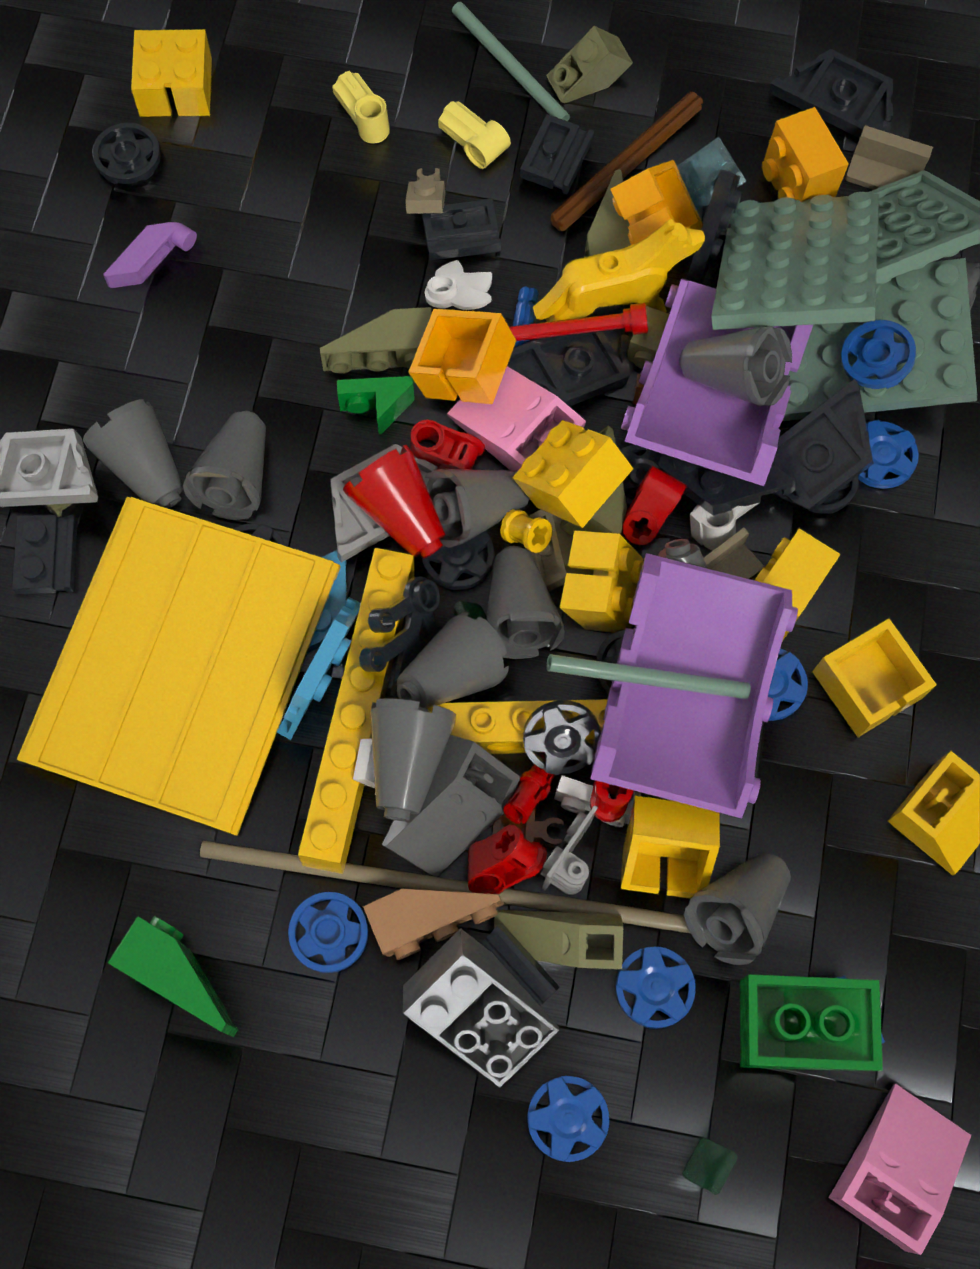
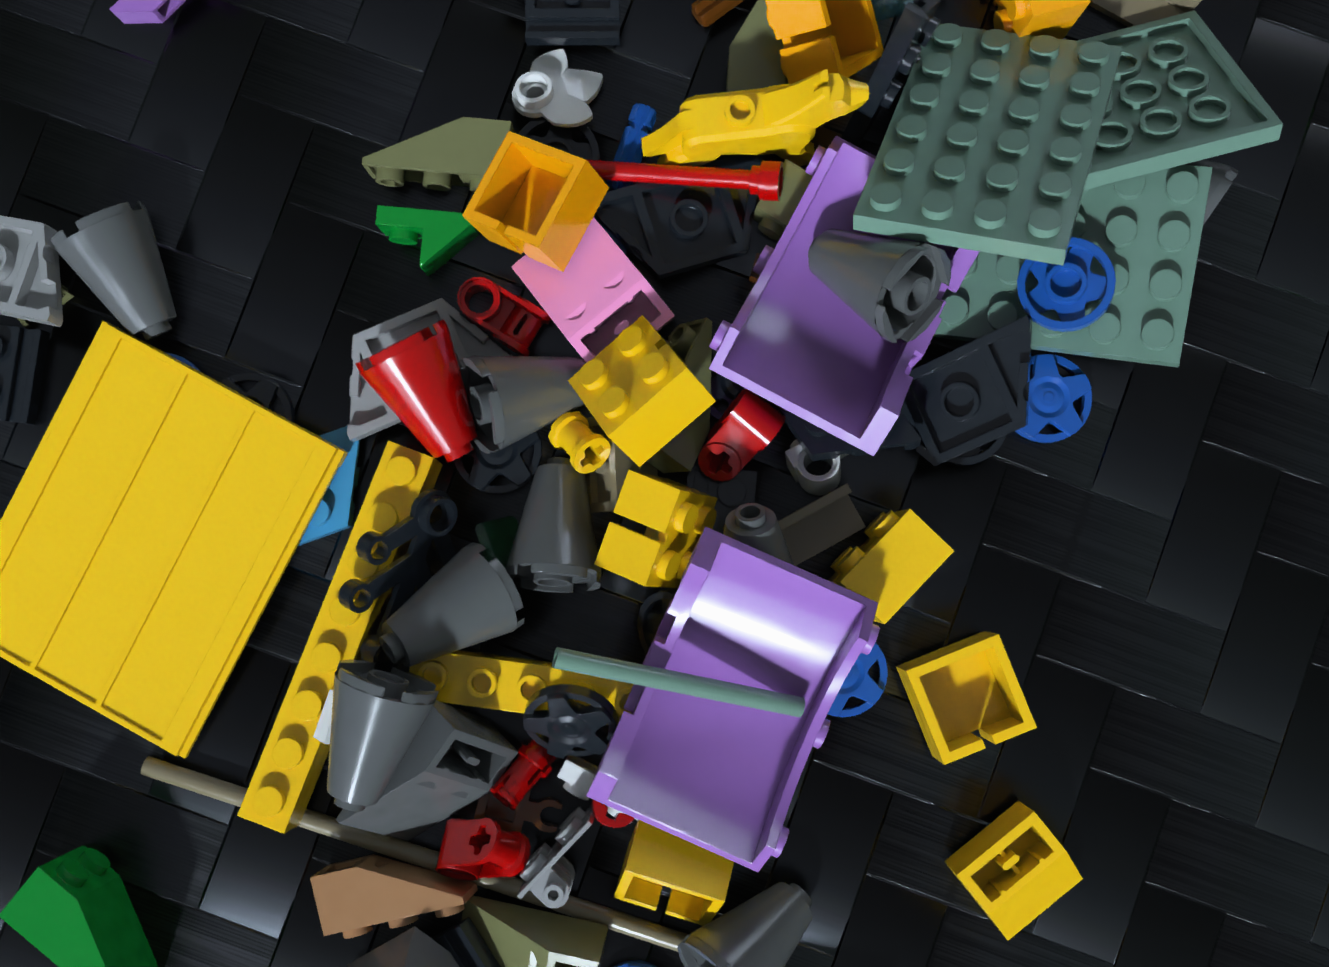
camera: 15 degrees right, 15 degrees up
(230, 469) = (234, 298): dark grey cone -> none
(315, 679) = (311, 571): dark azure wing -> none
(328, 932) = (273, 886): blue wheel -> none

